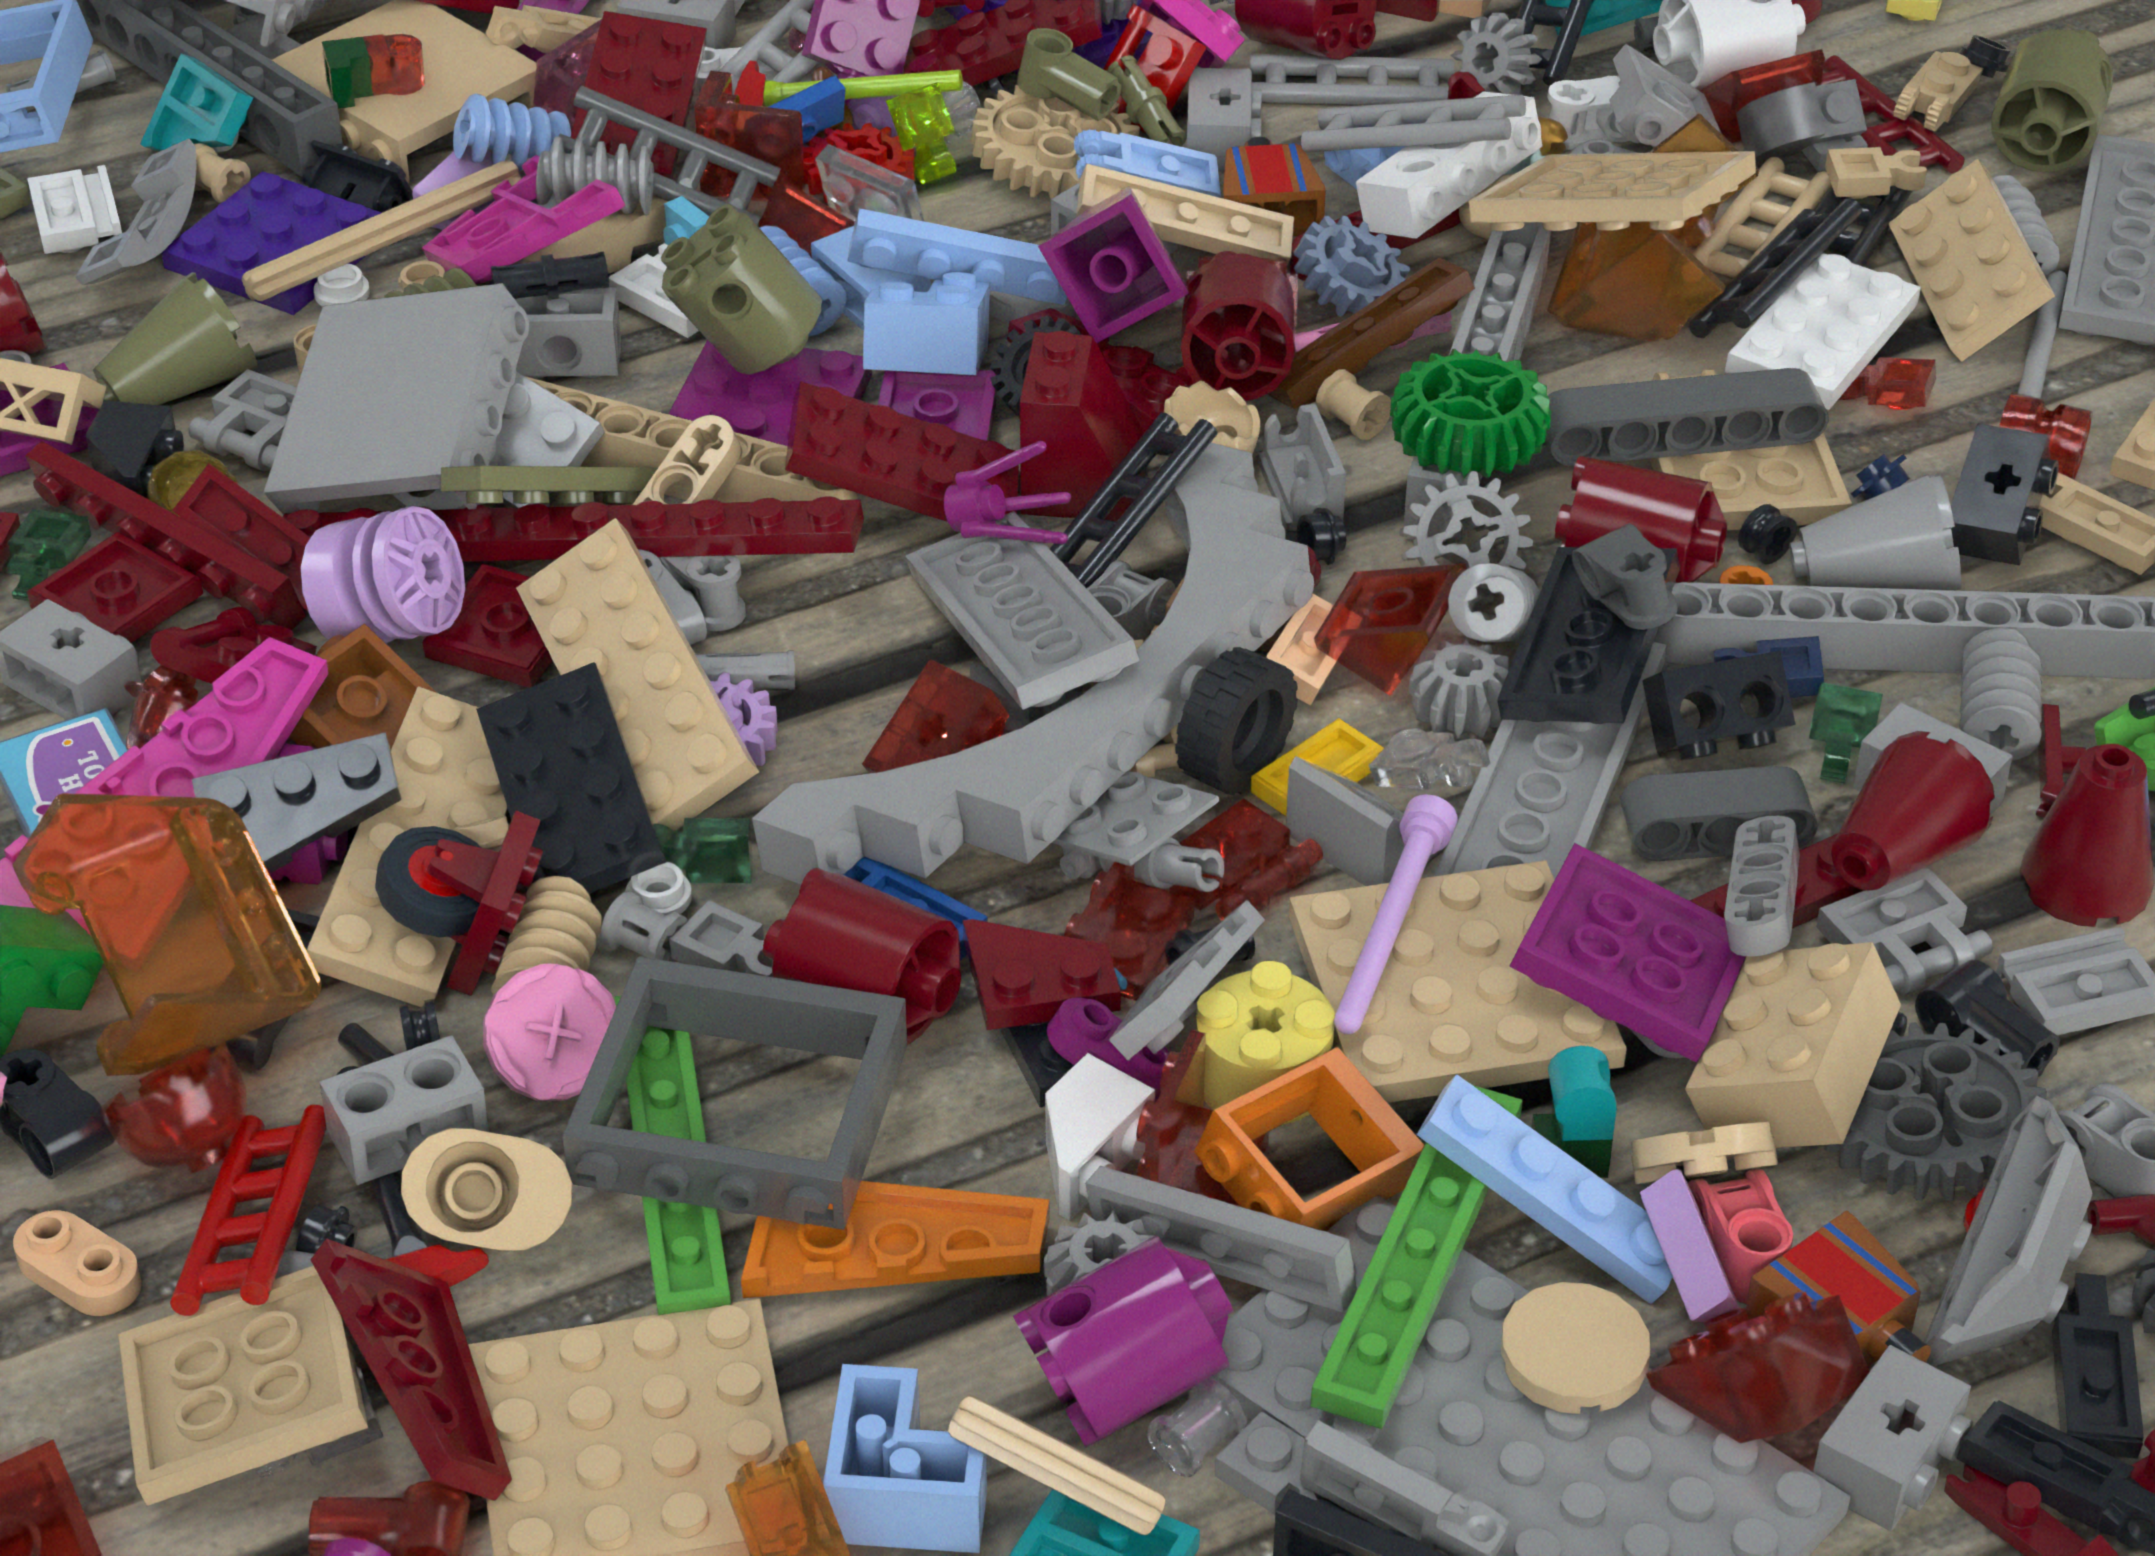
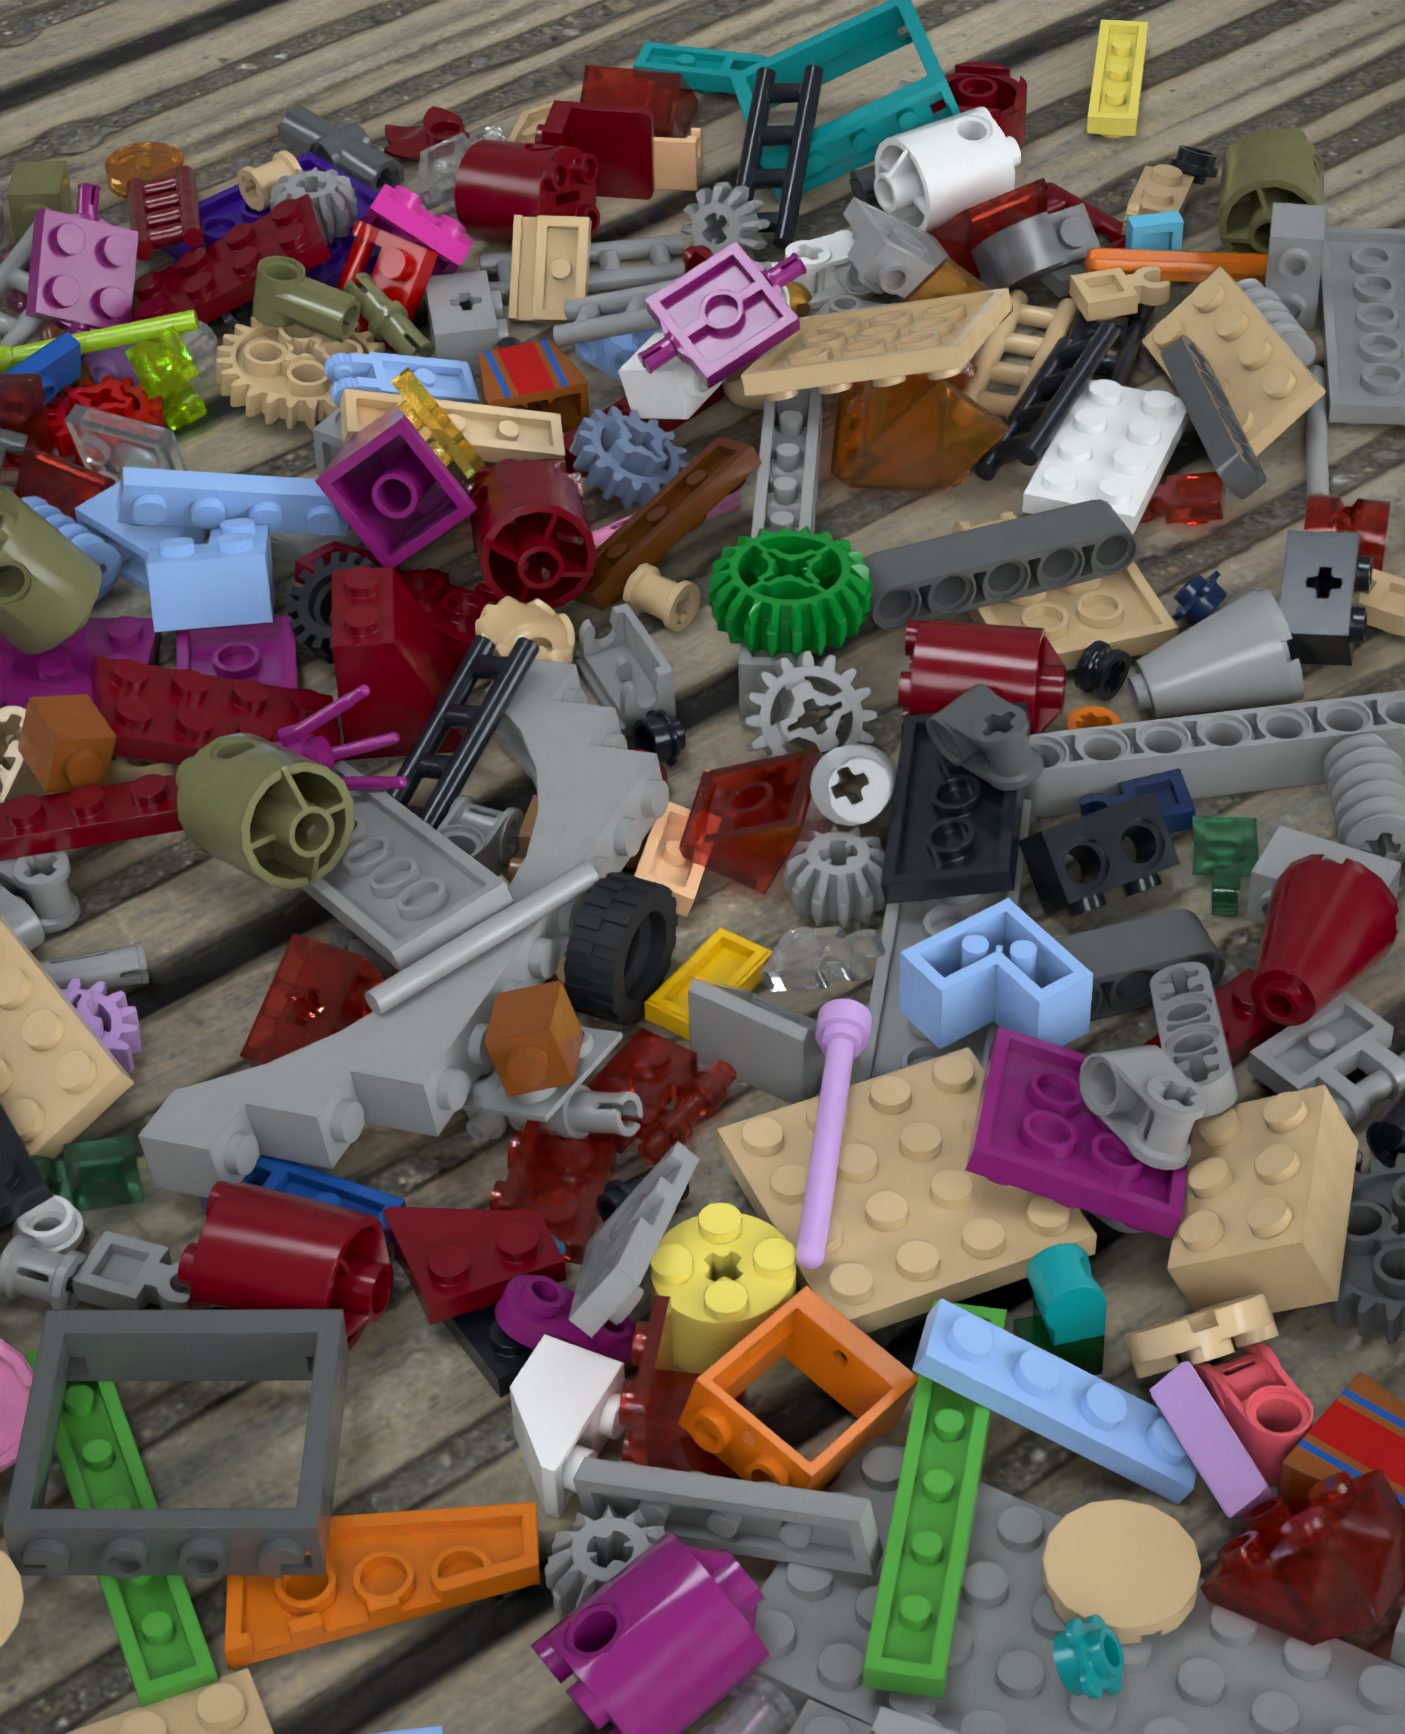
camera: 10 degrees left, 0 degrees up
(757, 455) = (66, 742): none -> dark orange brick
(927, 543) = (265, 810): none -> olive cylinder
(1103, 688) = (481, 938): none -> light grey bar
(1133, 786) = (534, 1038): none -> dark orange brick
(1156, 195) = (445, 437): none -> clear yellow plate
(1313, 73) = (548, 266): none -> tan plate
(1464, 140) = (722, 314): none -> plate
(1524, 1415) = (1089, 1658): none -> teal plate
(1585, 794) = (995, 971): none -> light blue brick
(1695, 932) = (1144, 1102): none -> light grey piece
(1921, 125) = (1155, 231): none -> medium azure plate
(1936, 306) = (1213, 417): none -> dark grey beam
(1954, 155) = (1179, 265): none -> orange axle
(2060, 163) = (1296, 258): none -> light grey brick

